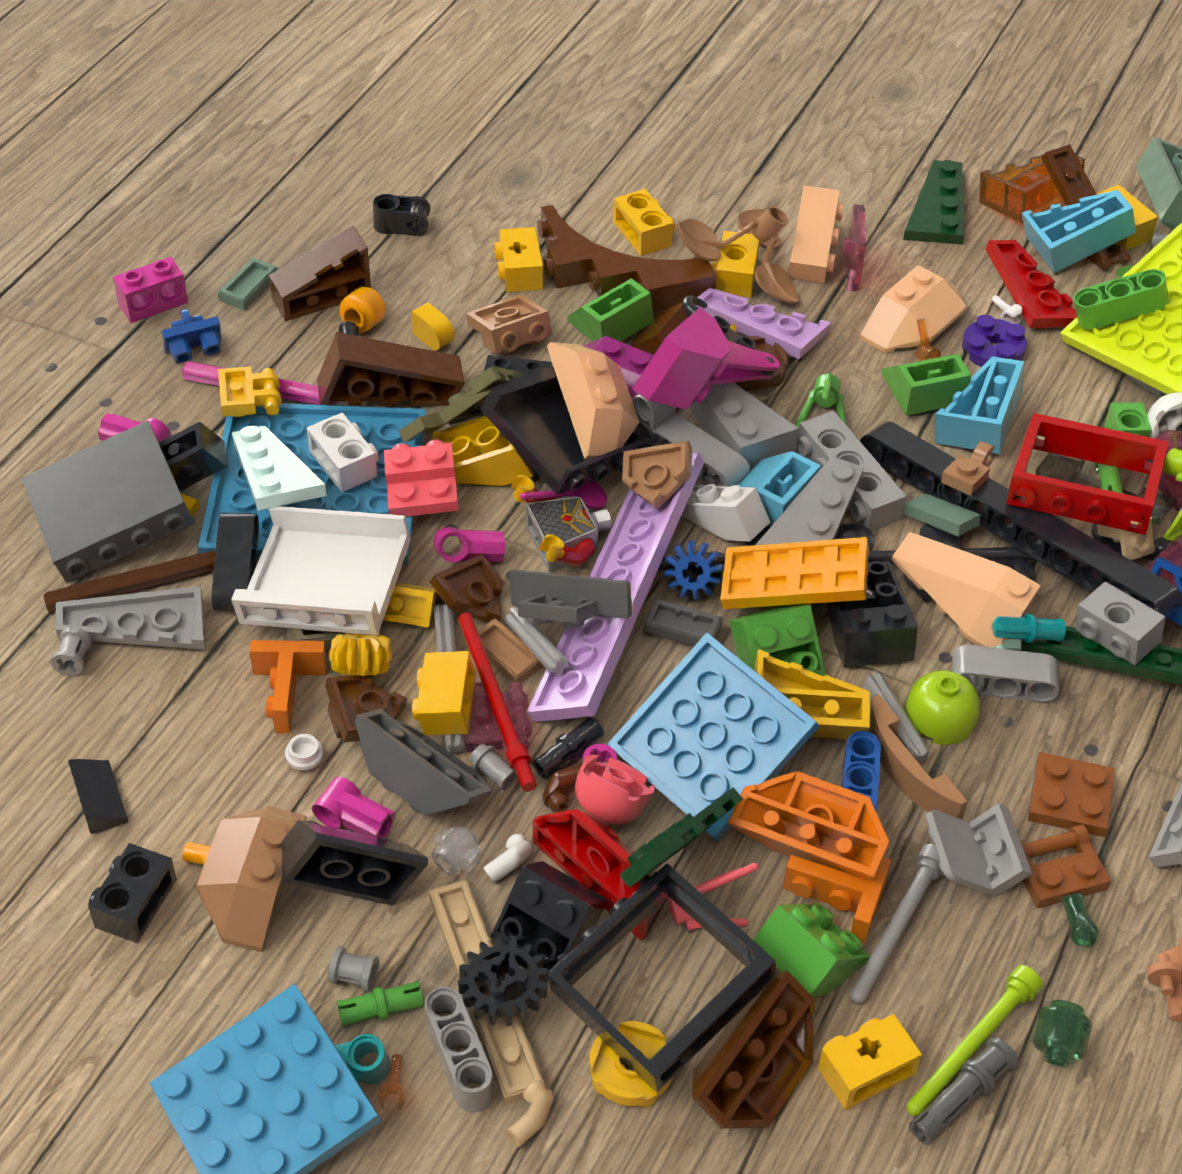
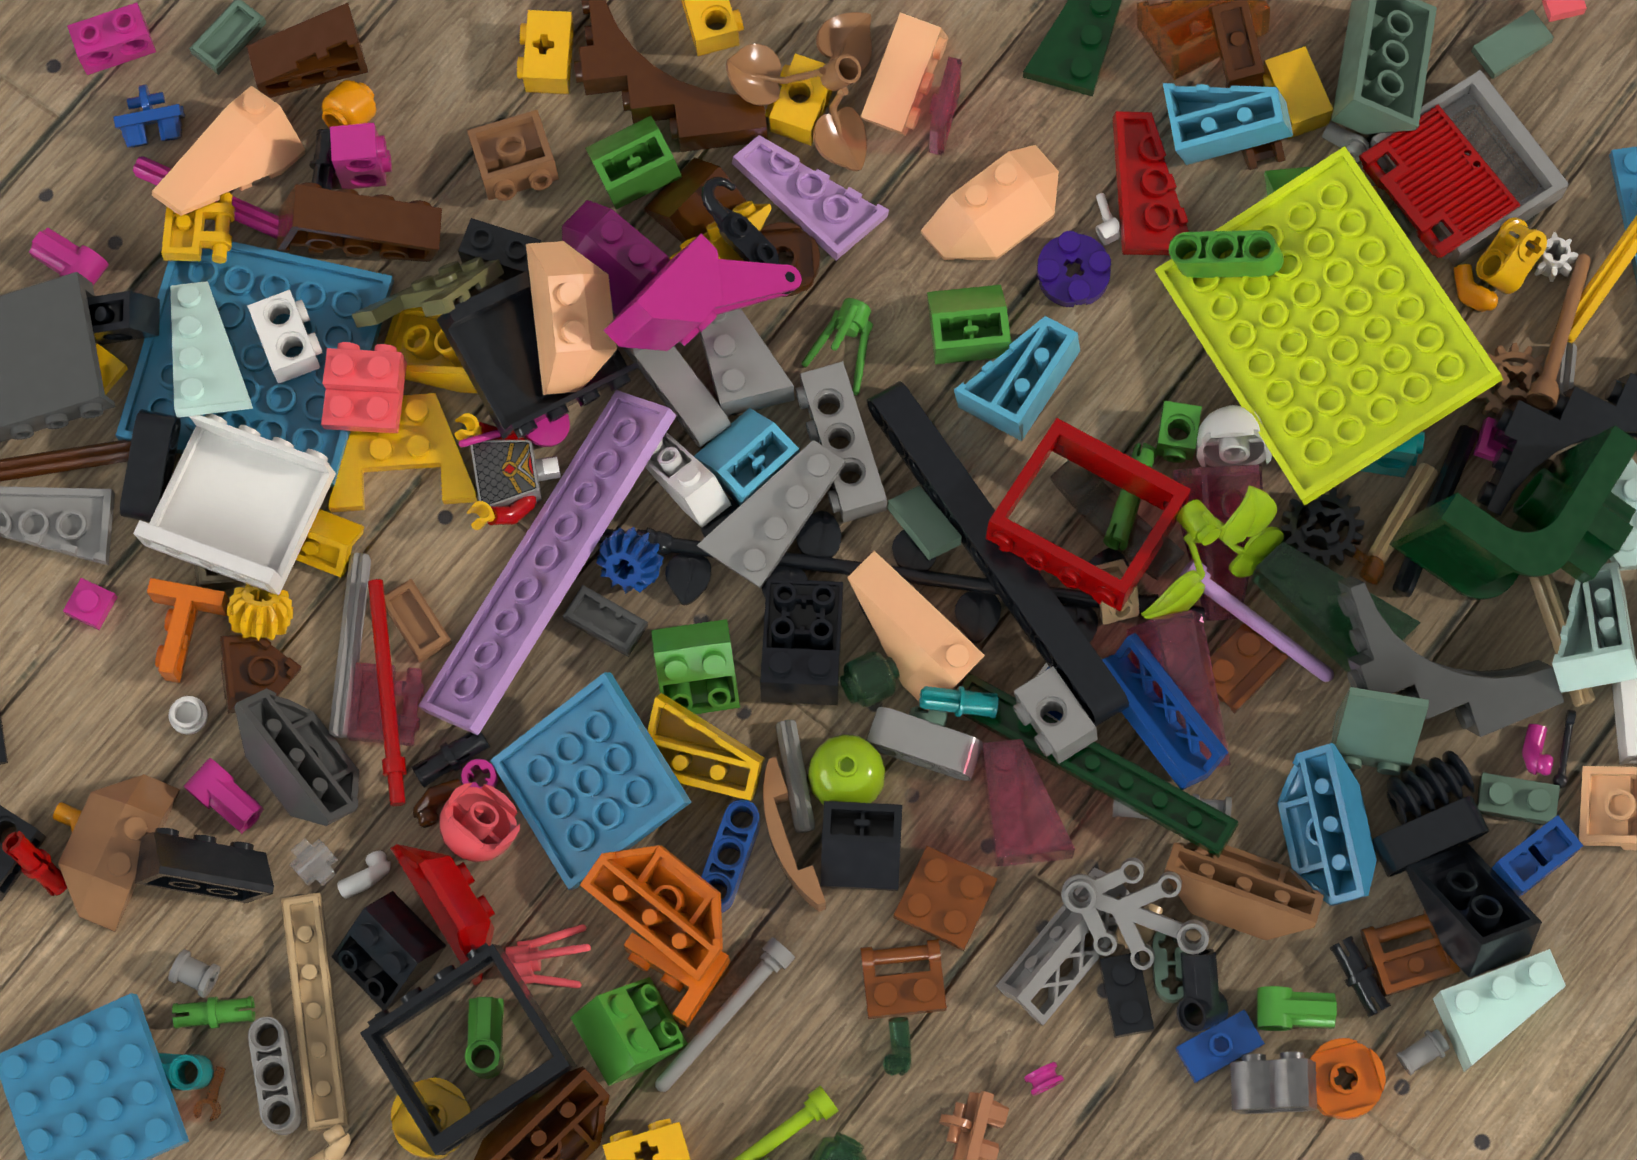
camera: 15 degrees right, 25 degrees up
(173, 887) = (34, 863): none -> red pin
(192, 680) = (90, 603): none -> dark pink plate
(271, 337) = (239, 147): none -> light nougat wedge
(381, 319) = (359, 155): none -> dark pink brick
(432, 327) = (424, 147): yellow piece -> none
(445, 693) = (334, 680): yellow brick -> none
(471, 544) = (401, 480): dark pink piece -> none
(471, 588) = (392, 540): reddish brown plate -> none
(476, 512) = (421, 442): none -> yellow wing
(486, 760) = (370, 764): light grey pin -> none
(516, 991) = (318, 1034): black gear -> none
(537, 642) = (444, 621): light grey axle -> none
(568, 597) = (478, 585): dark grey bracket -> none
(657, 471) = (615, 431): medium nougat plate -> none
(668, 978) = (484, 1033): none -> bright green piece
(676, 838) = (518, 905): dark green wing -> none
(795, 573) = (728, 594): light orange plate -> none
(924, 349) = (987, 268): clear orange hand -> none
(939, 630) = (869, 679): none -> clear green head
(969, 473) = (960, 487): medium nougat plate -> none
(980, 852) = (817, 955): light grey bracket -> none
(982, 753) = (861, 845): none -> black slope
(1114, 707) = (1020, 809): none -> clear pink wedge

